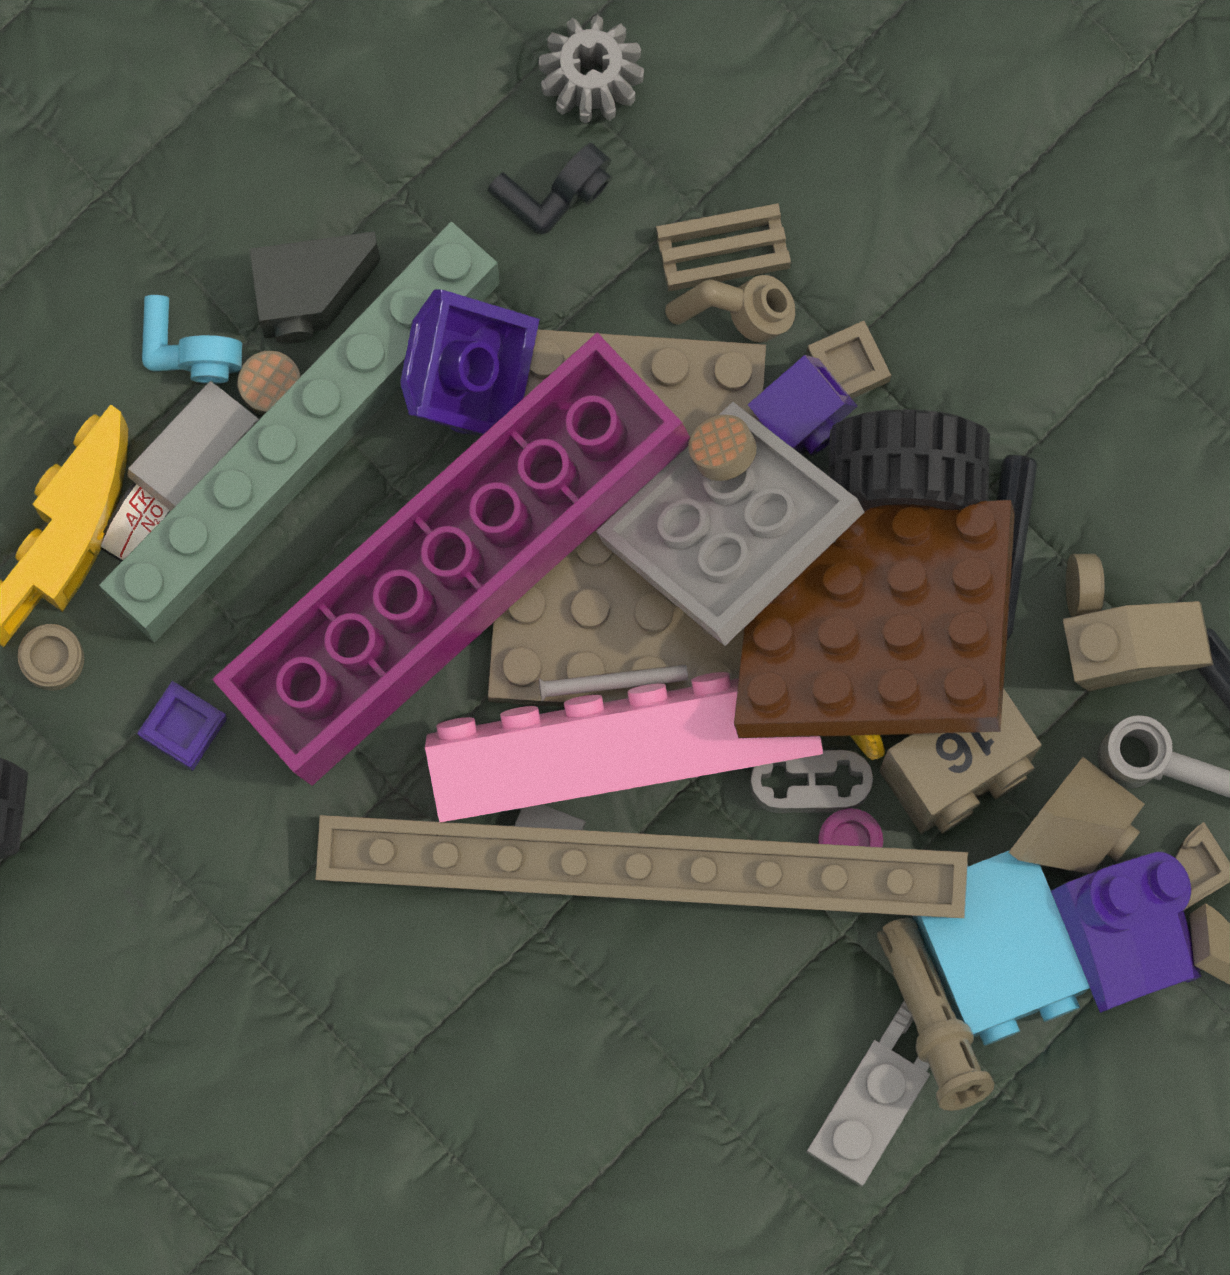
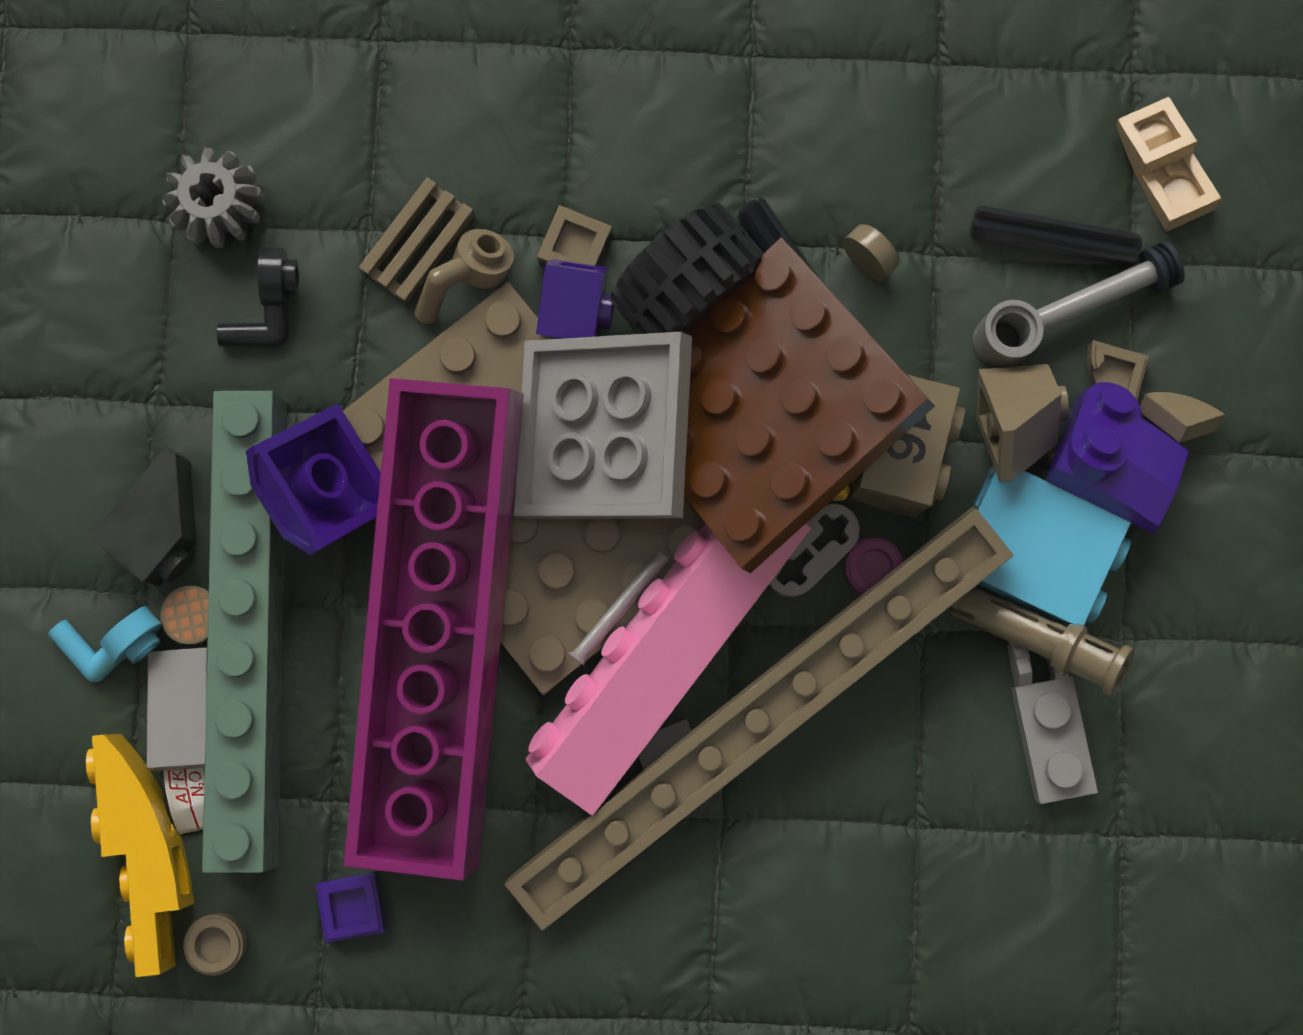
camera: 40 degrees left, 5 degrees up
(722, 447) = (549, 379): dark tan tile -> none
(1136, 643) = (945, 258): dark tan slope -> none

